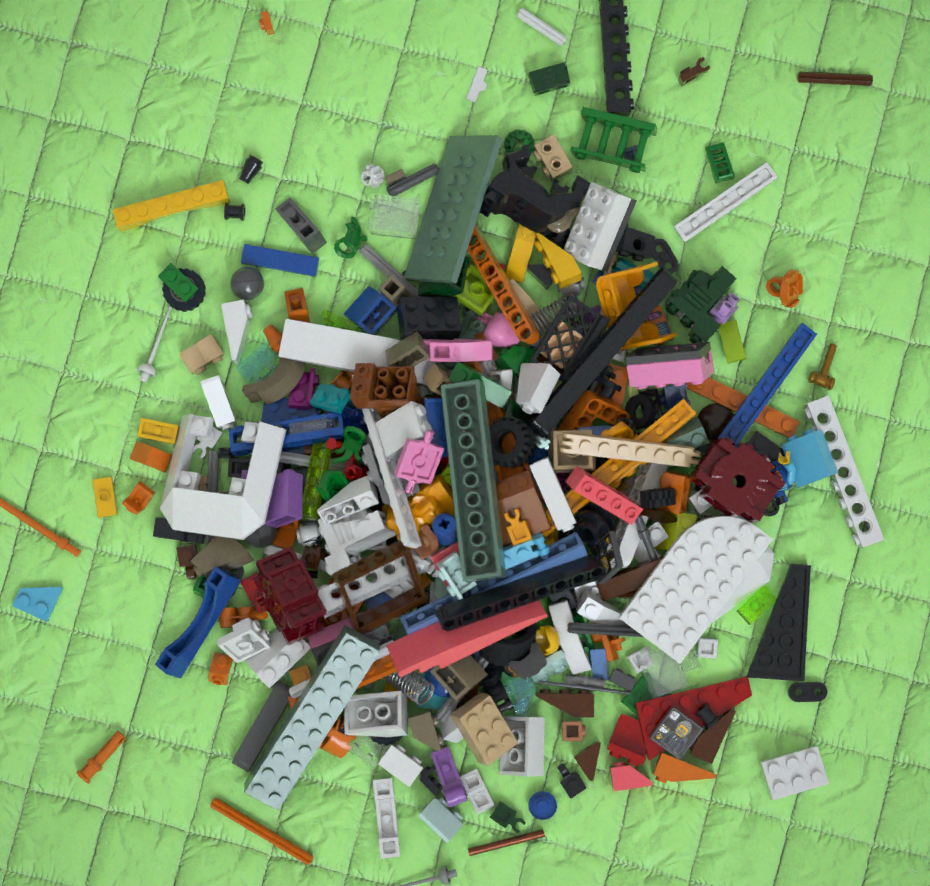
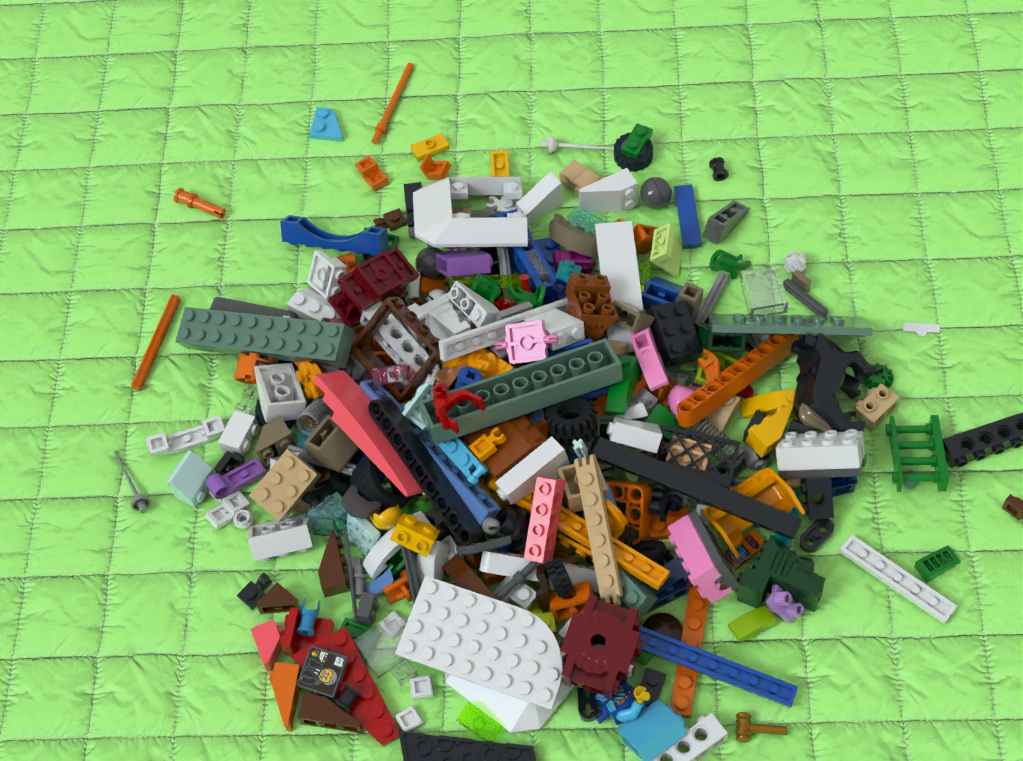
camera: 80 degrees right, 25 degrees down
(119, 566) = (371, 173): none -> orange slope
(151, 456) = (475, 166): orange slope -> none
(186, 200) = (721, 138): yellow arch -> none
(220, 552) = (400, 235): dark tan slope -> none
(220, 669) = (296, 268): orange bracket -> none
(250, 169) = (763, 170): black cone -> none
(265, 23) = (902, 146): orange plate -> none
(322, 295) = (665, 250): none -> yellowish green bracket
(380, 679) = (306, 375): none -> light orange plate
(406, 599) = (391, 374): none -> clear pink leg
(477, 554) = (445, 401): none -> red piece
(479, 295) = (710, 366): none -> orange piece
(496, 783) = (243, 514): none -> white plate
(505, 815) = (207, 539): dark green plate -> none
(506, 842) = (182, 550): copper bar -> none
(542, 27) = (1003, 365): white axle -> none
(542, 805) = (224, 571): blue plate -> none
(549, 78) = (954, 382): piece -> none
(573, 730) = (304, 575): nougat brick -> none
(579, 616) = (415, 534): none -> yellow bracket
(592, 545) = (490, 521): none -> light grey hinge
(618, 736) = (307, 620): none -> dark azure piece
(734, 666) = (409, 719): none -> white tile
(790, 287) = (830, 663): orange tile -> none

